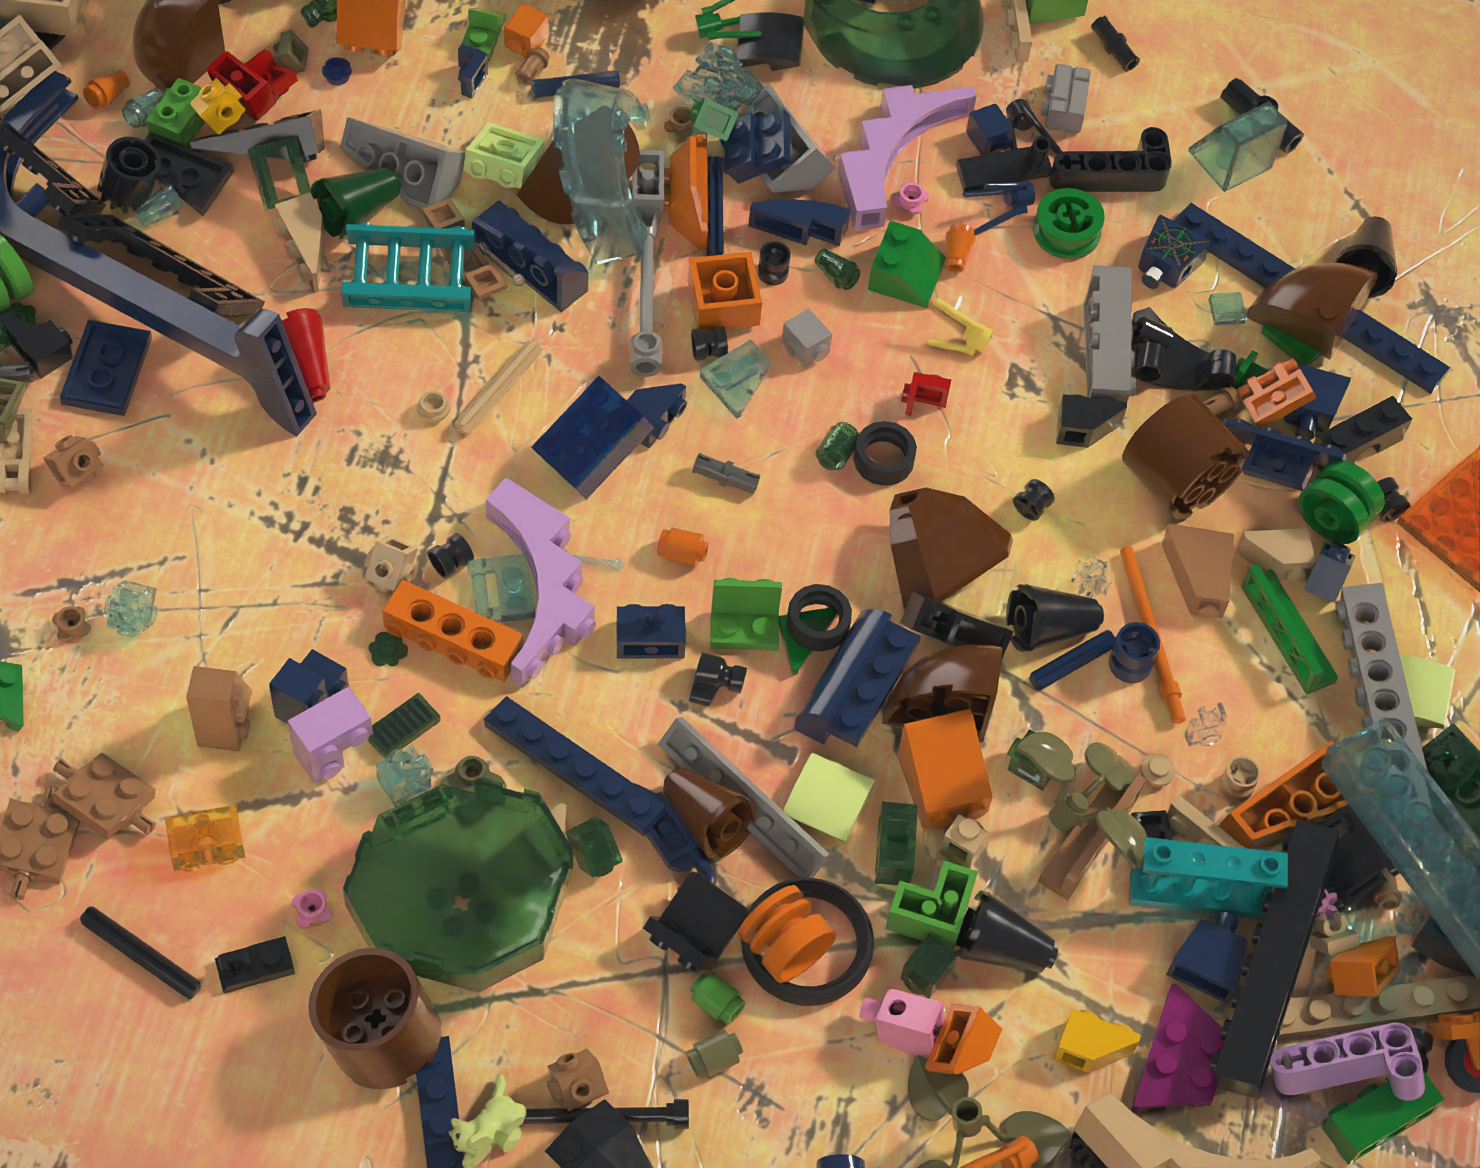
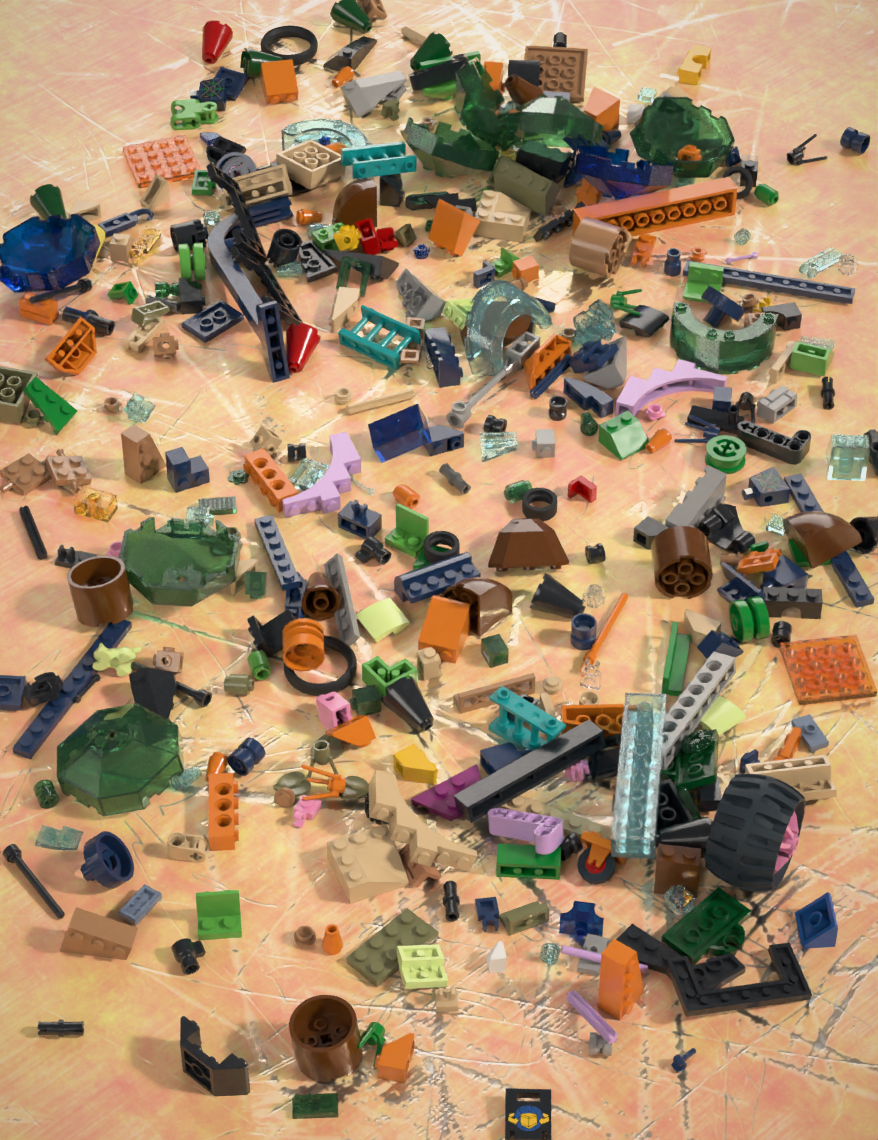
camera: 40 degrees right, 15 degrees down
(328, 730) = (176, 484): lavender brick -> none
(354, 197) = (381, 299): dark green cone -> none
(713, 118) = (576, 334): green bracket -> none
(724, 291) = (520, 406): orange brick -> none
(896, 843) = (395, 645): clear green brick -> none
(952, 624) = (496, 571): black slope -> none
(975, 335) = (631, 478): light yellow plant -> none
(1055, 760) = (487, 636): olive plant -> none
(1072, 660) = (548, 624): dark blue axle -> none
(1201, 567) = (655, 617): medium nougat slope -> none
(1334, 938) = (572, 784): tan tile -> none
(1365, 968) = (576, 802): orange slope -> none

